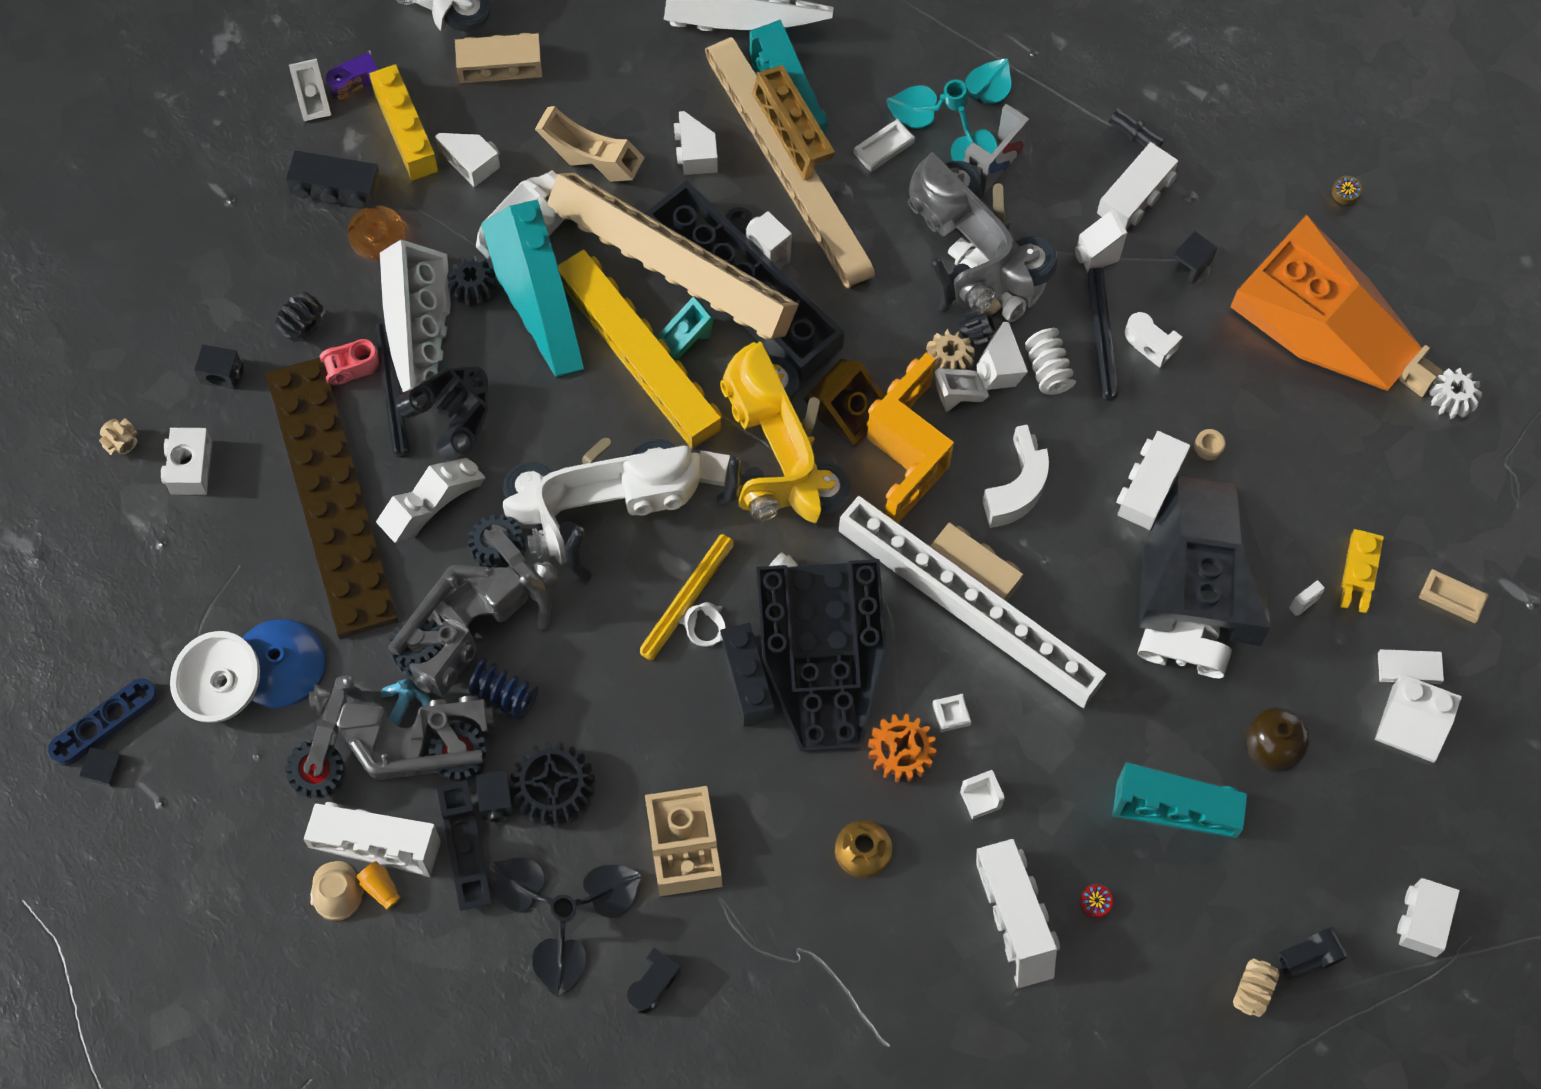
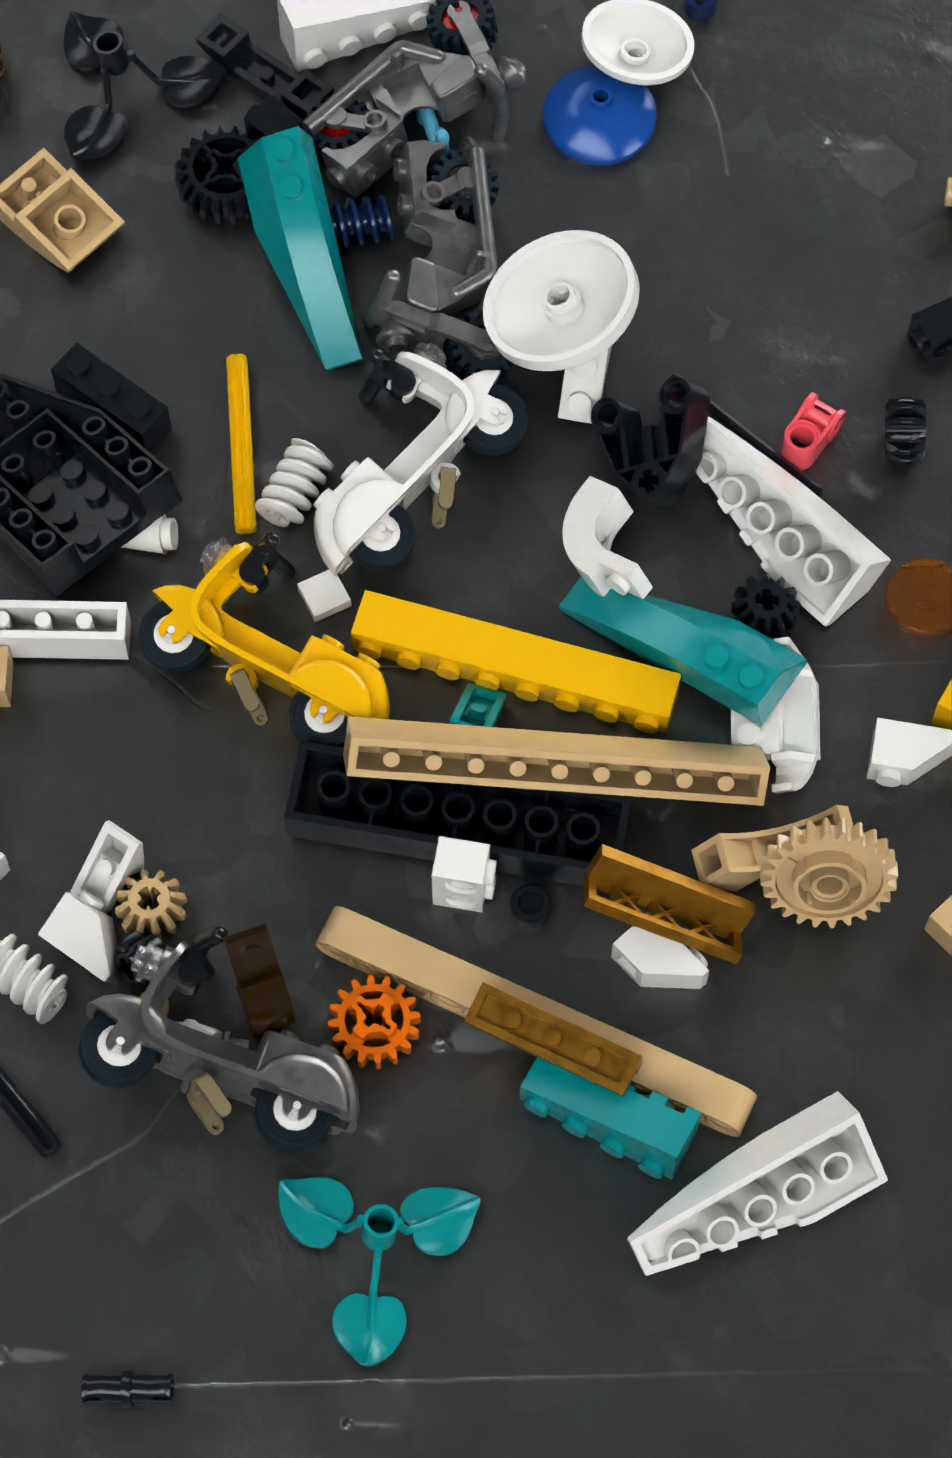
camera: 145 degrees right, 0 degrees up
(189, 477) = (876, 240): white brick -> none
(331, 498) = (716, 299): dark brown plate -> none
(432, 507) = (561, 300): none -> white dish
(541, 378) = (587, 536): none -> white arch
(548, 688) = (300, 240): none -> teal wedge
(576, 104) = (829, 873): none -> tan gear
(667, 156) = (666, 897): none -> pearl gold fence
(677, 537) = (293, 483): none -> white piece
(690, 617) = (218, 423): white piece -> none
(845, 399) = (230, 765): dark brown slope -> none
(882, 207) = (362, 1009): none -> orange gear
(884, 145) = (436, 1136): white tile -> none
(909, 438) = (118, 753): light orange bracket -> none
(930, 241) = (259, 980): none -> dark brown arch
(1012, 134) = (277, 1162): light grey panel -> none
(1101, 242) = (62, 1173): white slope -> none
(1139, 185) = (69, 1300): white brick -> none

